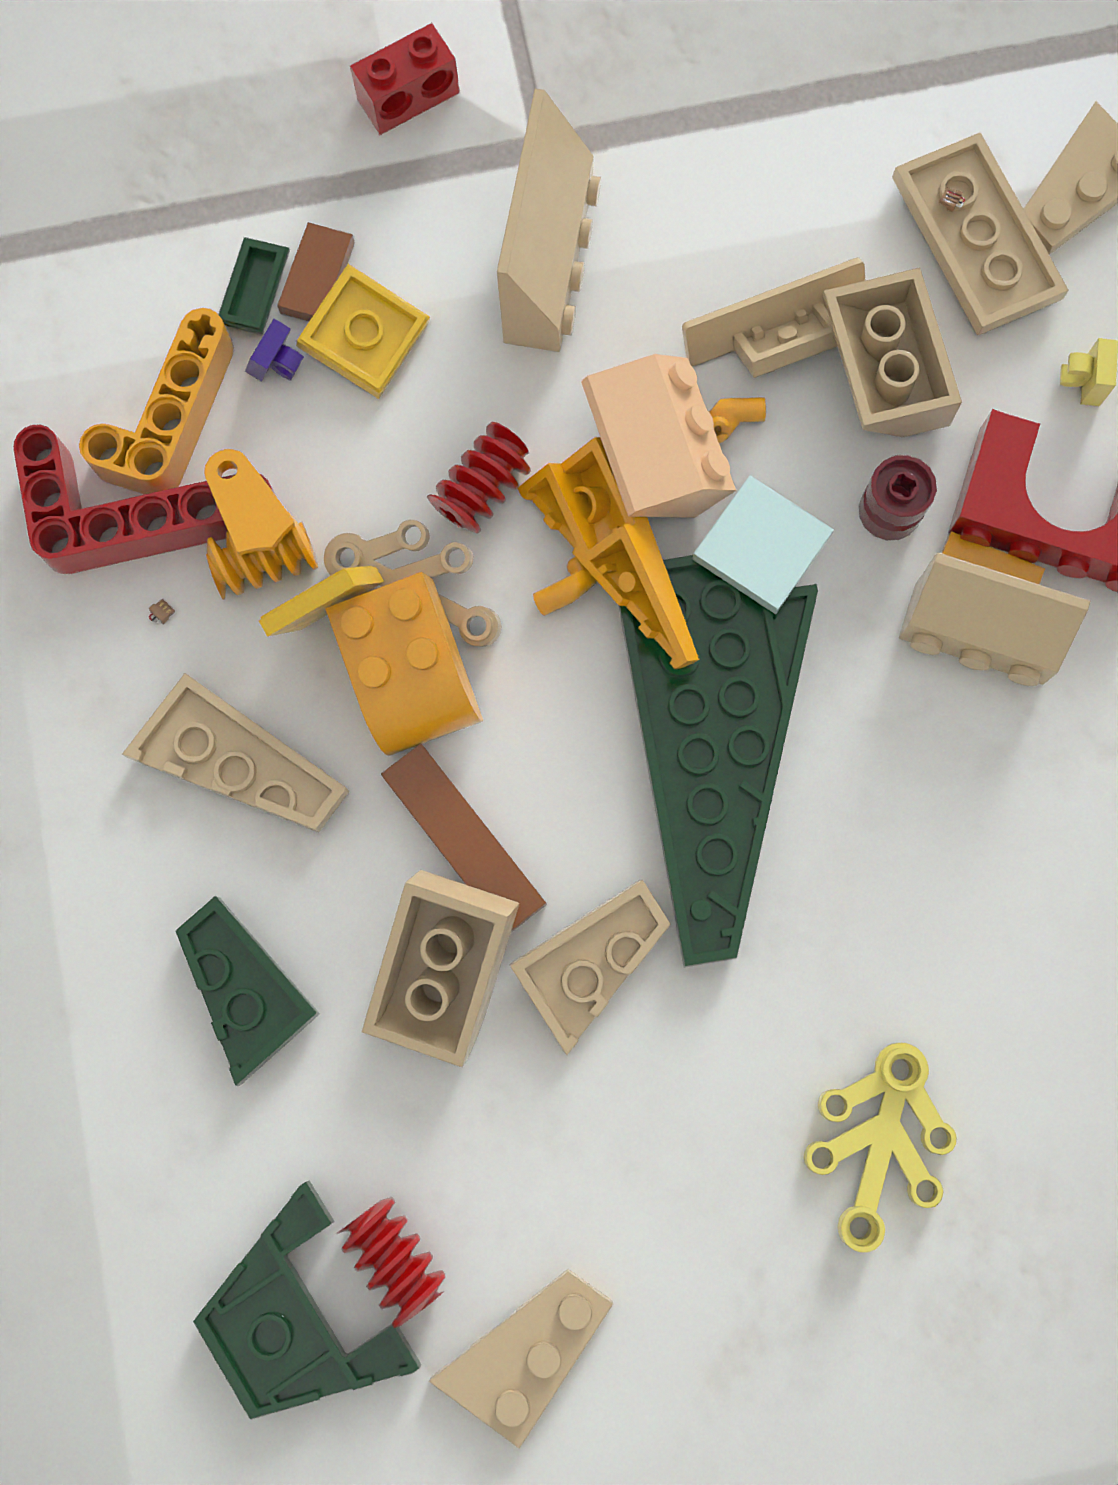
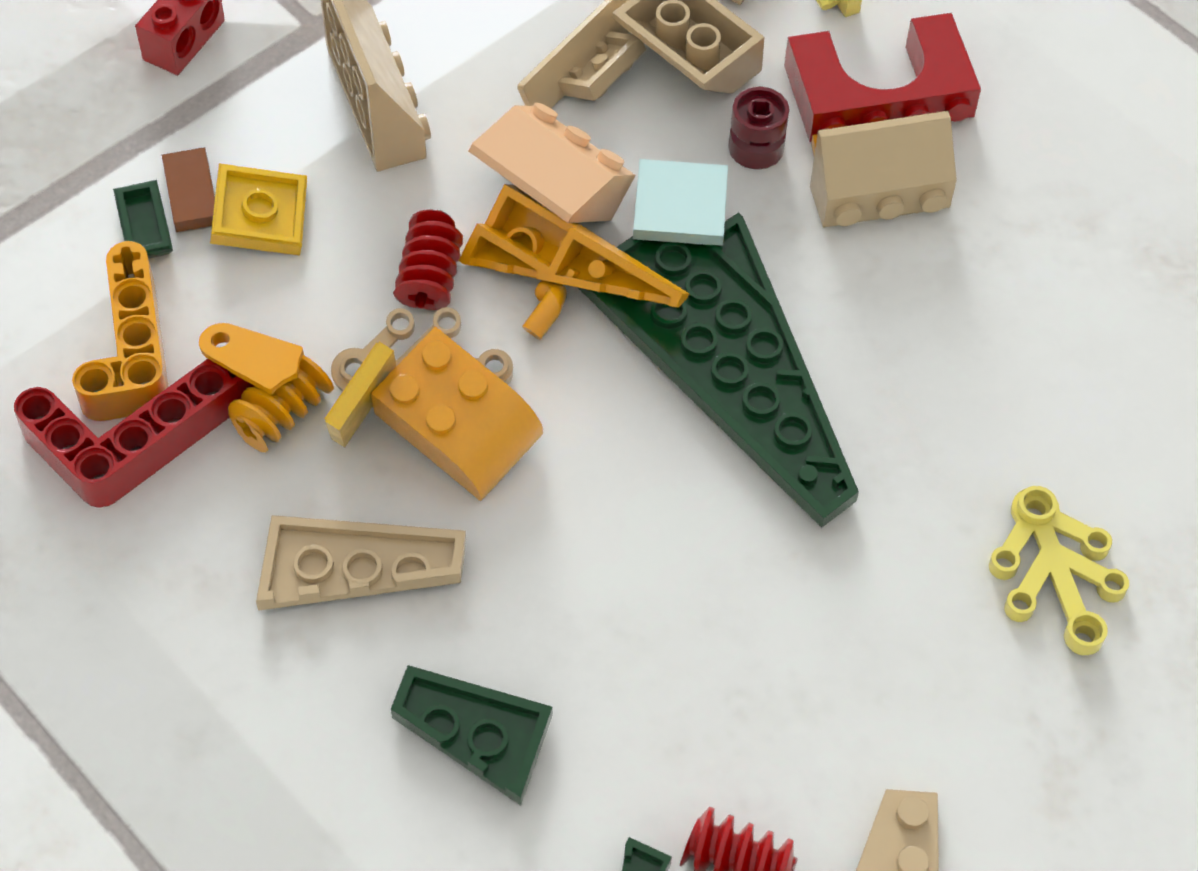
camera: 35 degrees left, 20 degrees down
(161, 611) = (214, 490): medium nougat piece -> none
(274, 354) = (194, 256): dark purple tile -> none
(440, 967) = (633, 611): tan brick -> none
(460, 832) = (584, 526): dark orange tile -> none
(589, 960) = (745, 559): tan wing -> none
(731, 411) = (602, 128): light orange arm -> none

